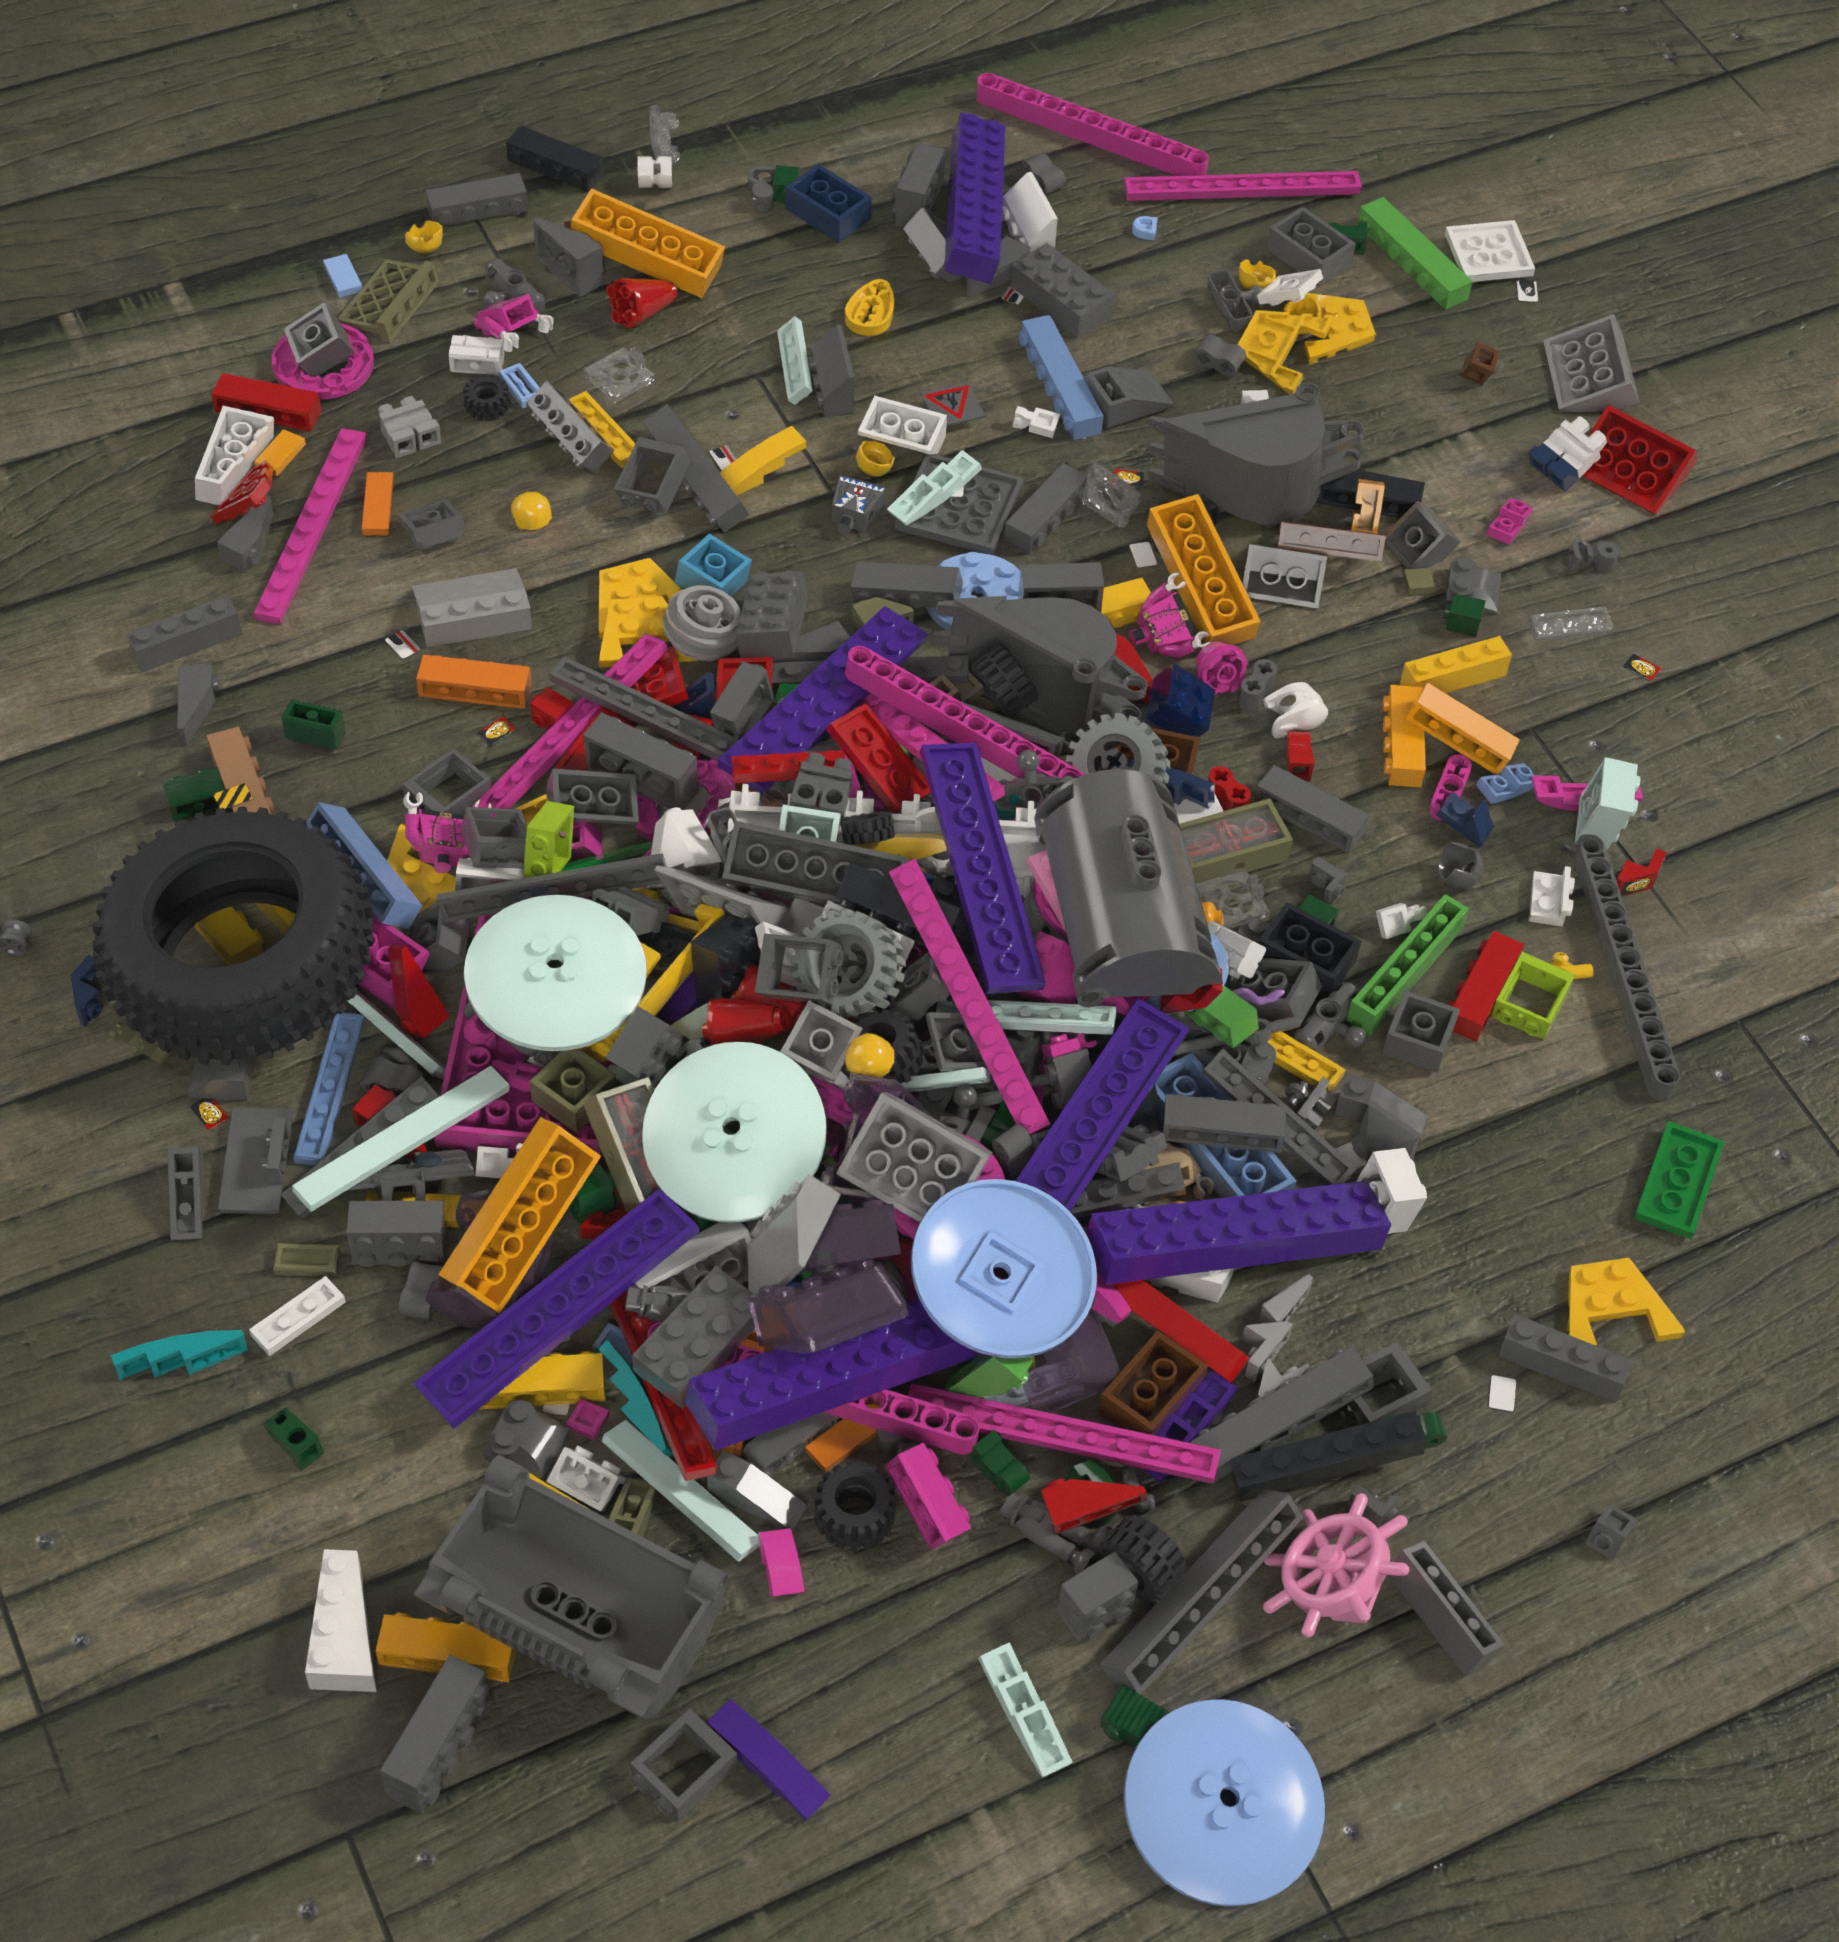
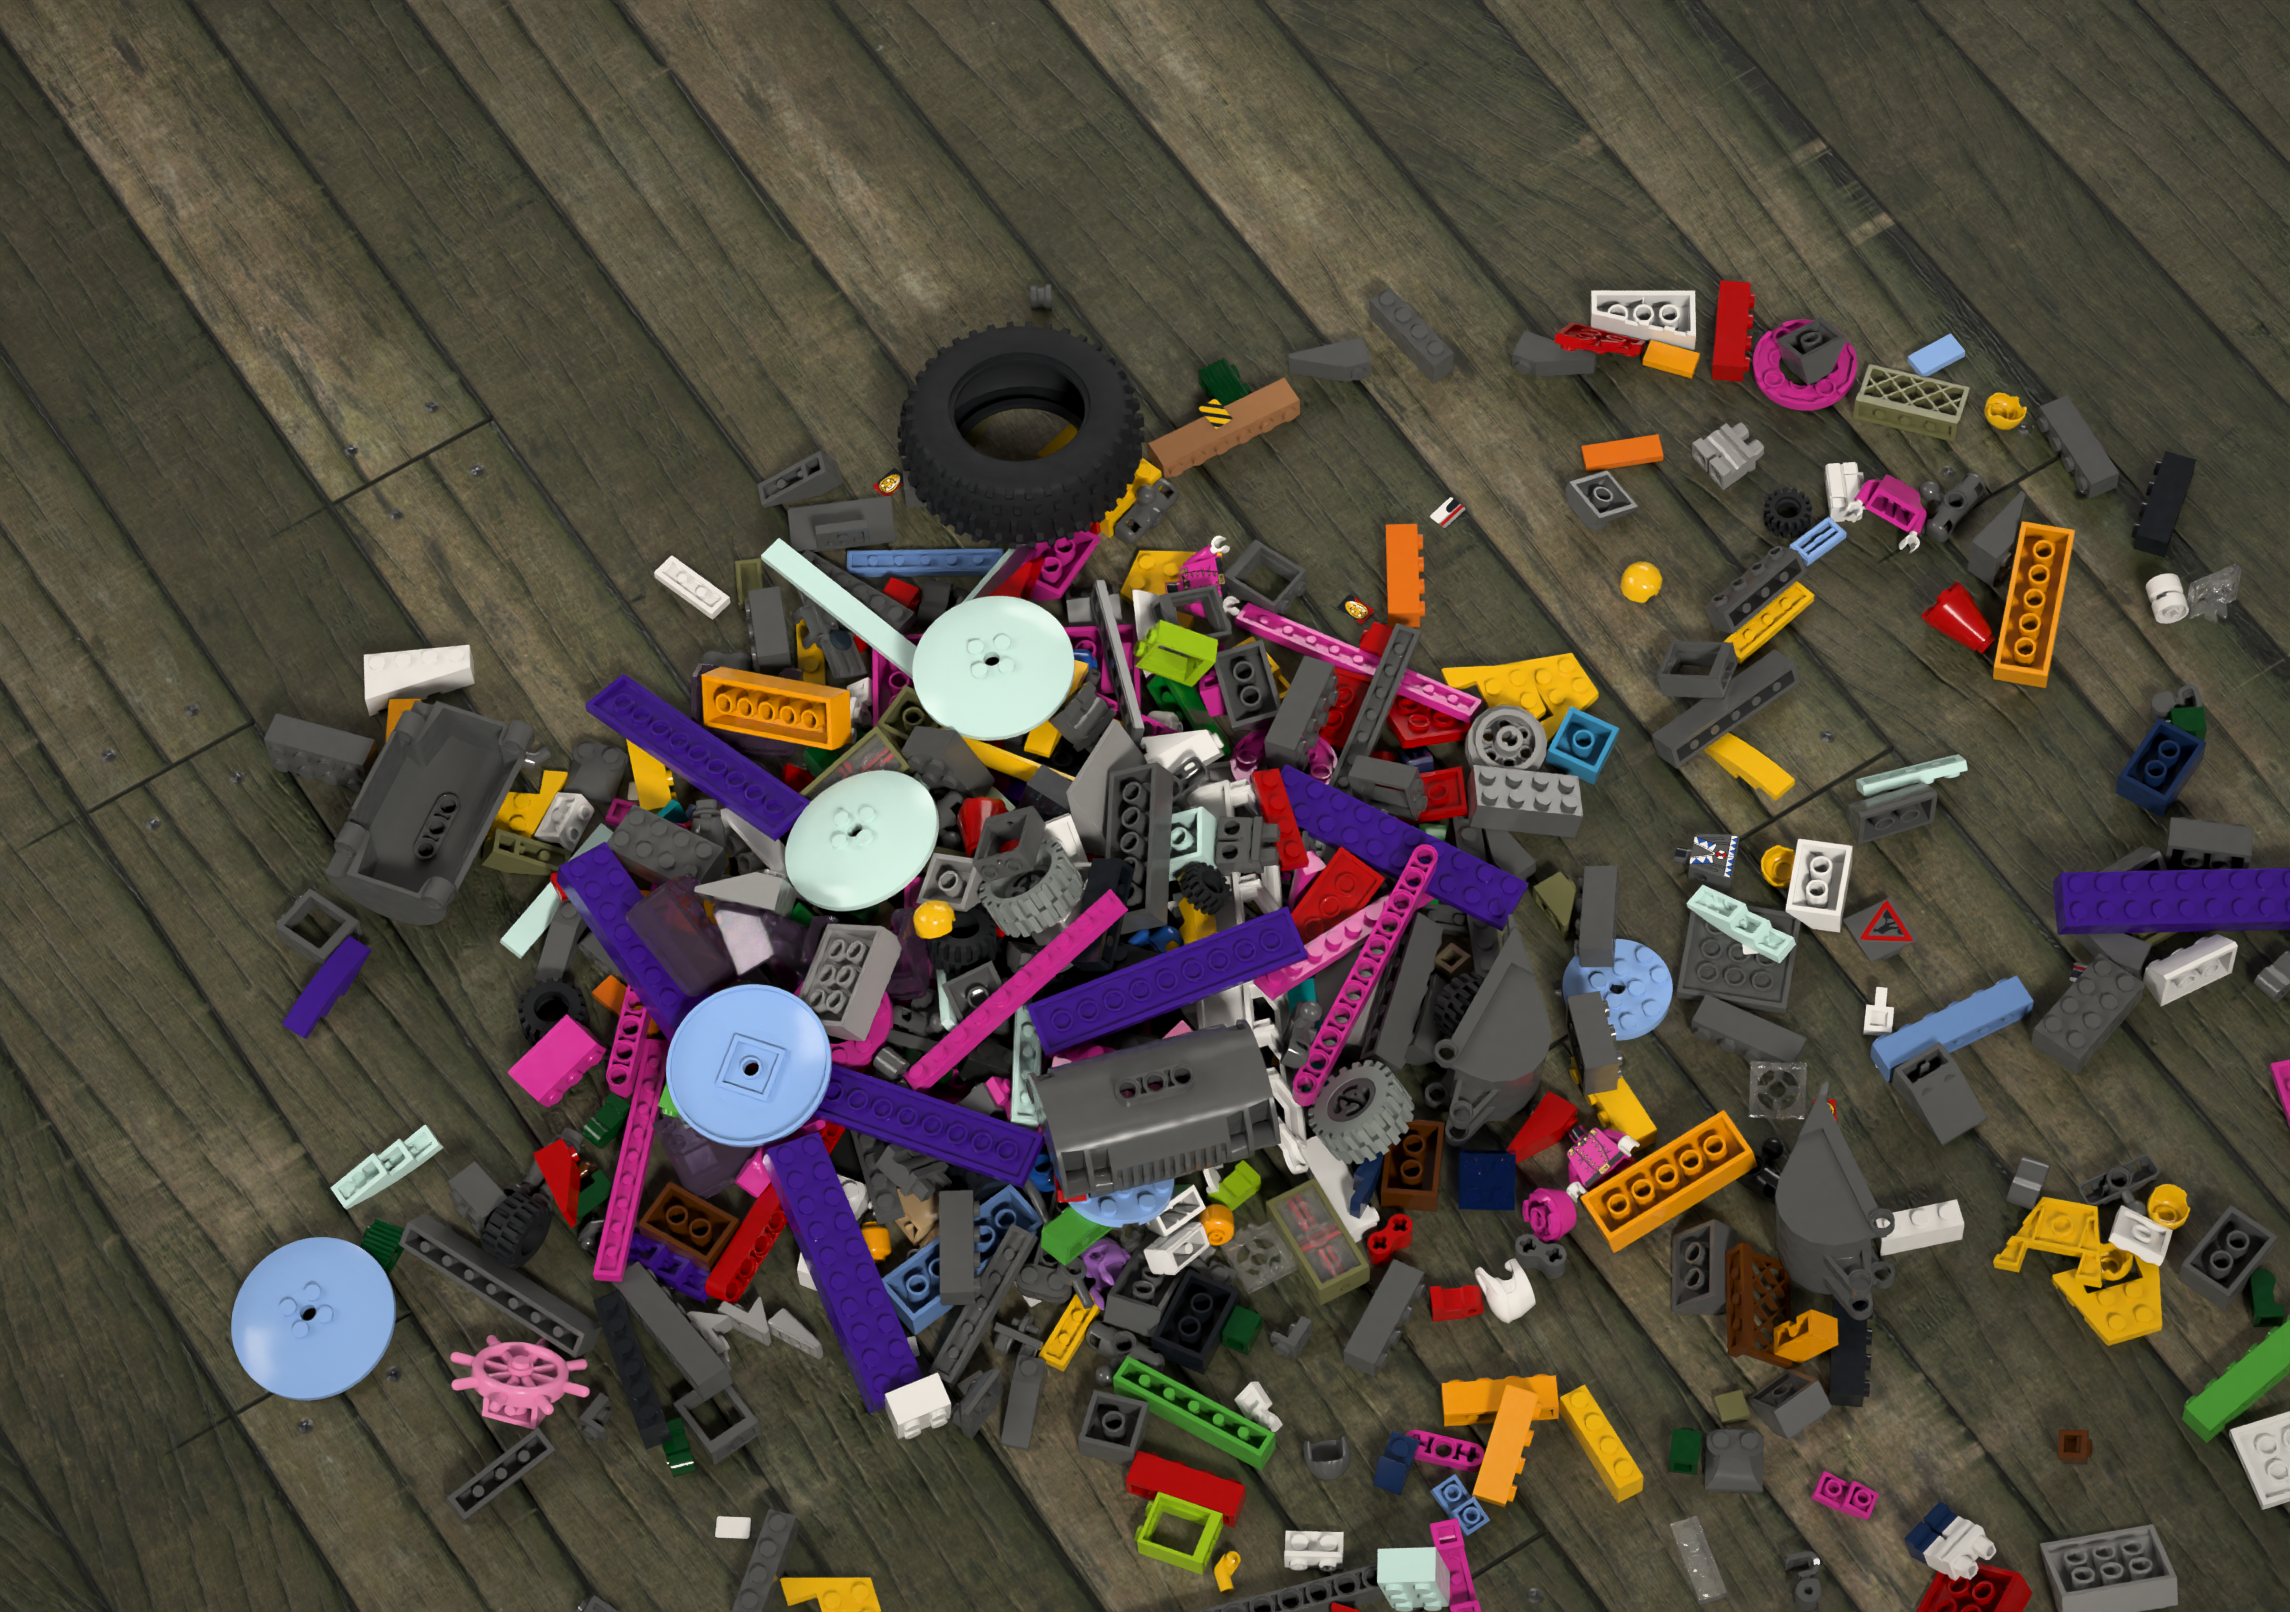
camera: 90 degrees right, 5 degrees up
(191, 1350) = (644, 515): teal slope -> none
(294, 1438) = (577, 608): dark green leg -> none
(310, 527) = (1582, 405): dark pink plate -> none
(313, 724) = (1317, 458): dark green brick -> none
(388, 894) = (1152, 527): medium blue brick -> none
(472, 607) = (1503, 555): light grey slope -> none
(616, 389) = (1870, 635): clear piece -> none
(723, 456) = (1762, 737): sticker -> none
(781, 1562) = (500, 970): dark pink slope -> none
(863, 300) = (2014, 823): yellow piece -> none
(1145, 227) = (2229, 1092): light blue tile -> none
(1527, 291) = (2238, 1506): sticker -> none

